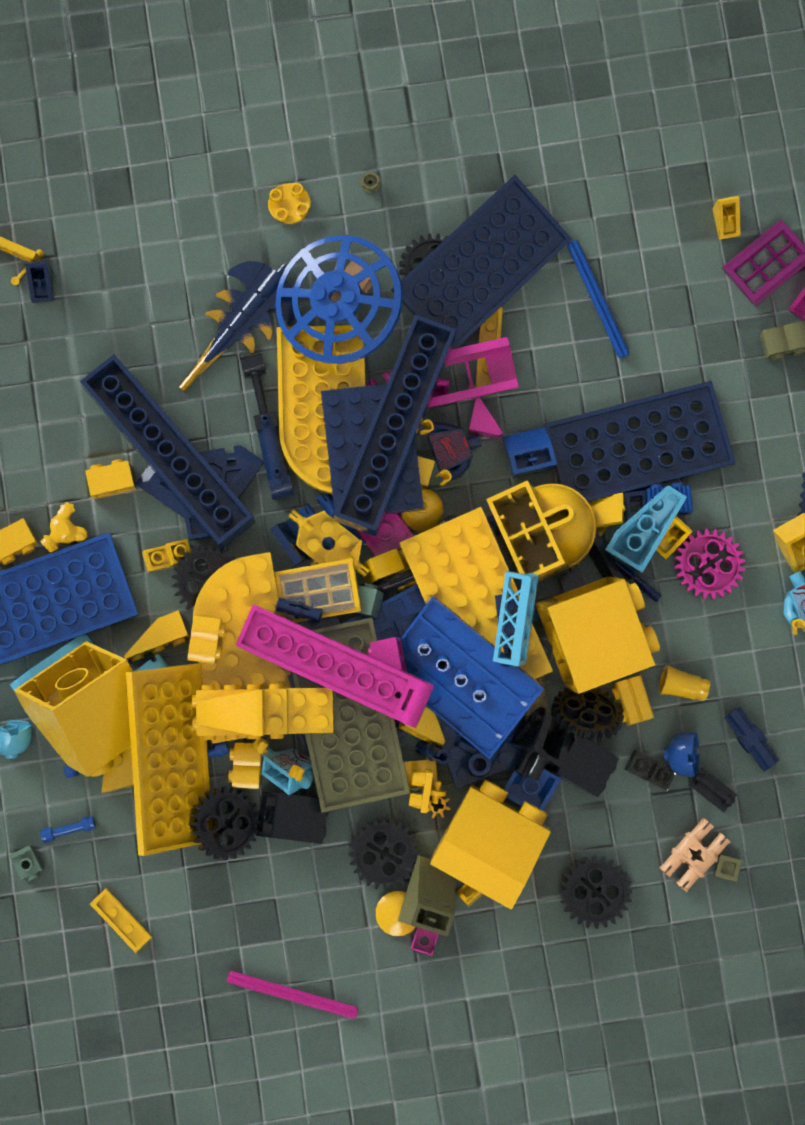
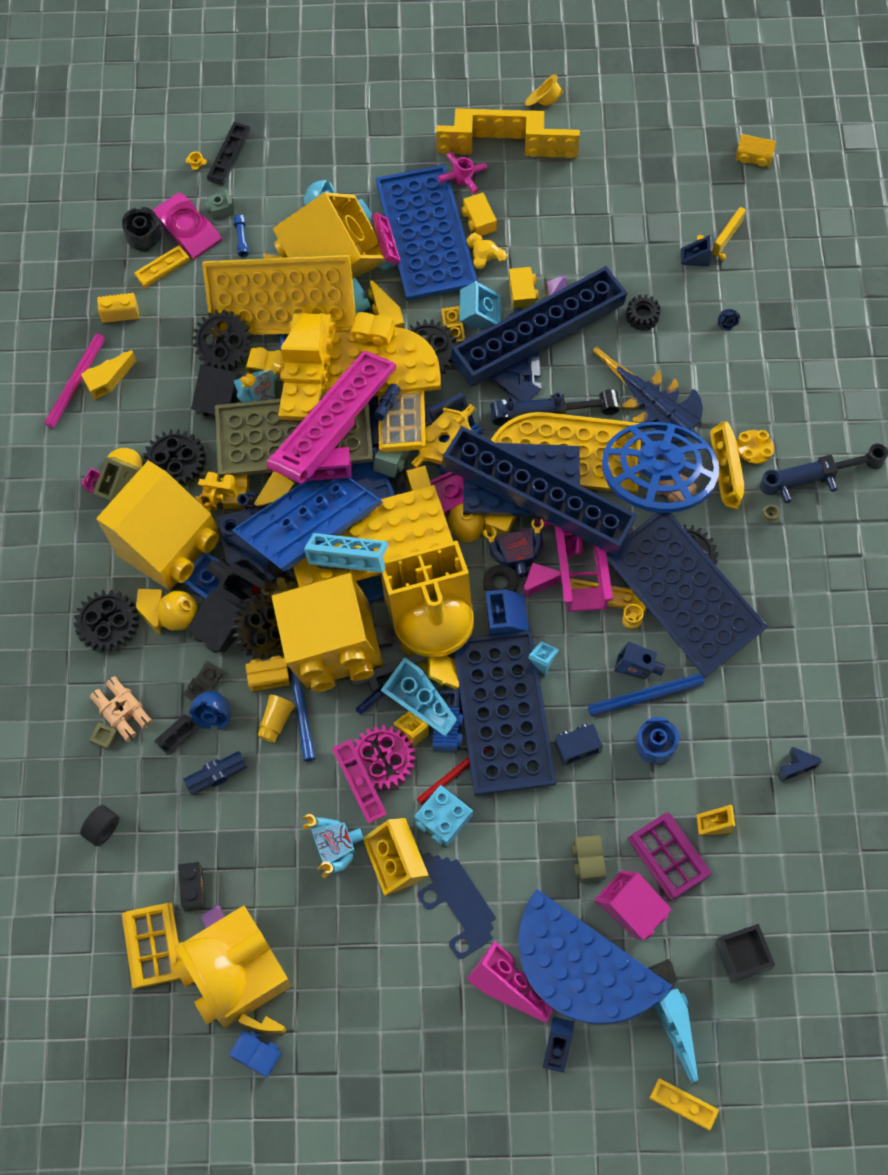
camera: 105 degrees right, 15 degrees down
(57, 901) = (187, 225): none -> dark pink slope
(62, 647) = (385, 238): none -> dark pink tile
(62, 955) = (141, 228): none -> black brick
(103, 440) = (556, 284): none -> medium lavender slope
(124, 325) = (643, 303): none -> black tyre
(127, 241) = (728, 319): none -> dark blue plate
(142, 525) = (480, 306): none -> medium azure slope
(191, 960) = (118, 307): none -> yellow brick
(288, 958) = (106, 376): none -> yellow slope
(308, 230) = (730, 471): none -> yellow brick
(311, 131) = (823, 469): none -> dark blue piece
(489, 477) = (500, 570): none -> black tyre
(516, 315) = (635, 613): none -> yellow wheel
(567, 308) = (638, 661): none -> dark blue torso
(572, 407) = (543, 657): none -> medium azure slope
(573, 845) = (147, 607): none -> yellow slope
(576, 812) = (177, 610): none -> yellow cylinder
(655, 136) = (802, 762): none -> dark blue slope
(659, 272) = (667, 735): none -> blue brick
(665, 363) = (578, 744): none -> dark blue brick
(700, 648) = (306, 742): none -> blue piece
(720, 497) = (446, 779): none -> red piece
(744, 581) = (359, 781): none -> dark pink hinge
(764, 493) = (443, 816): none -> medium azure brick

